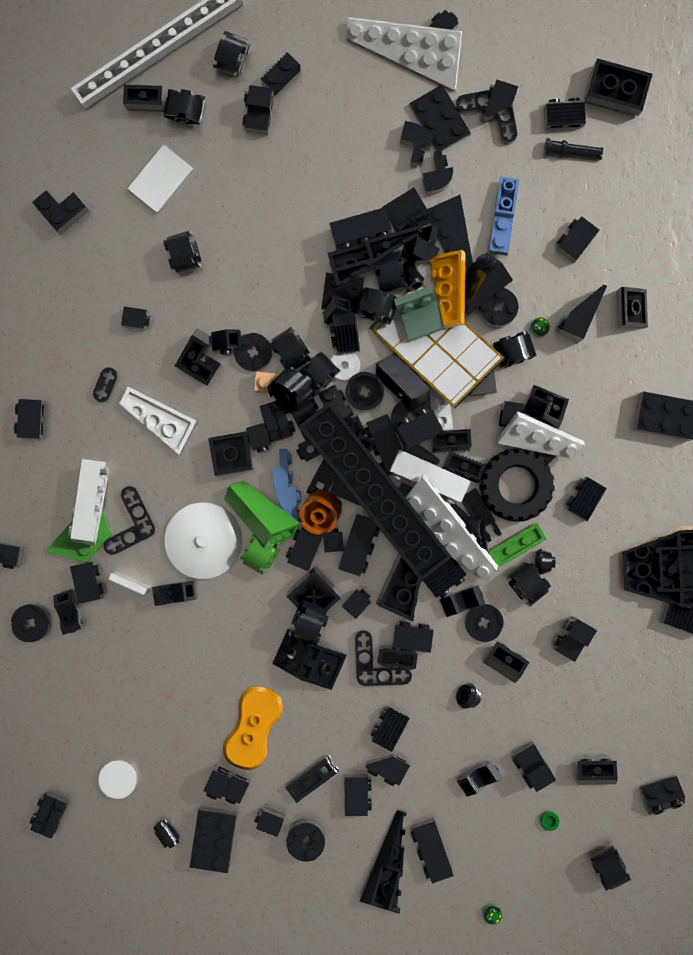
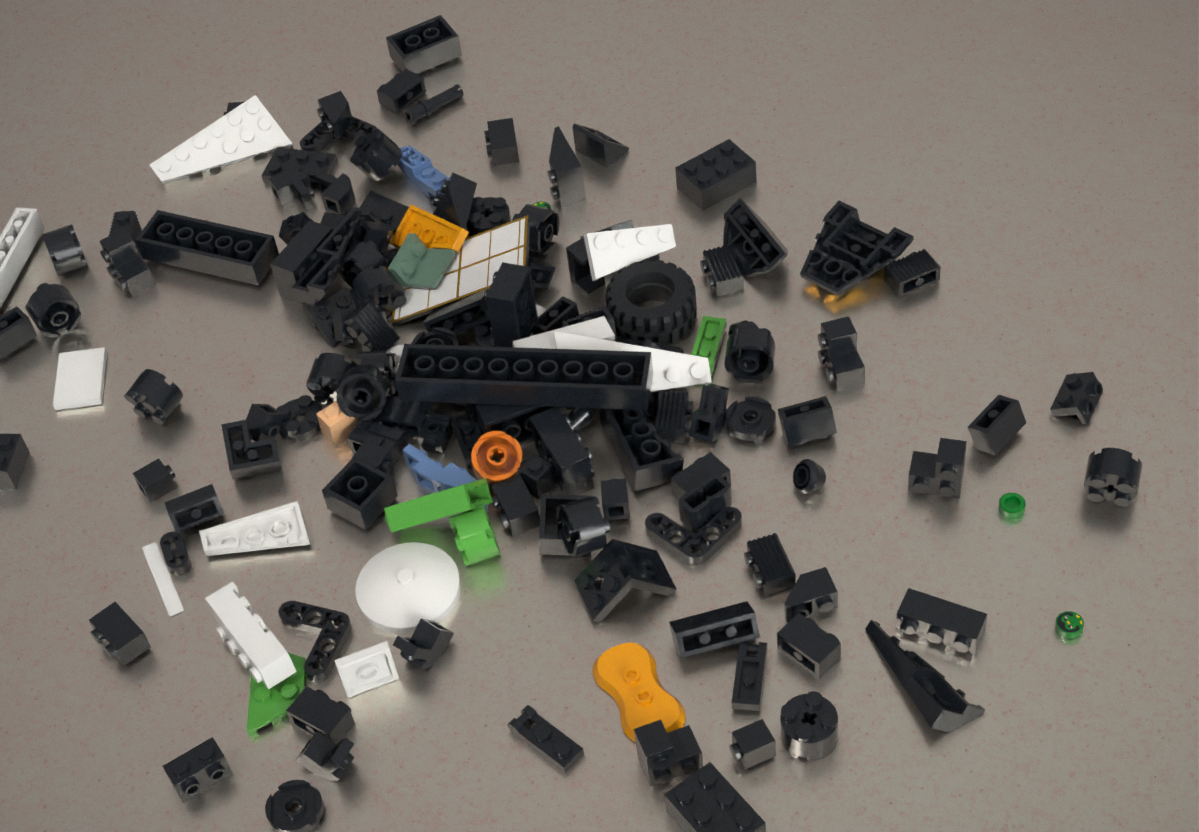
camera: 45 degrees left, 40 degrees down
(86, 394) = (162, 579): none -> white sticker
(137, 366) = (194, 508): none -> black brick
(182, 709) = (546, 739): none -> black plate
(317, 145) = (207, 247): none -> black brick
(320, 739) = (714, 629): none -> black brick
(382, 189) = (292, 225): none -> black brick
(478, 778) = (903, 520): black brick -> none
(486, 172) = (375, 154): none -> black brick
(624, 499) = (751, 240): none -> black wedge

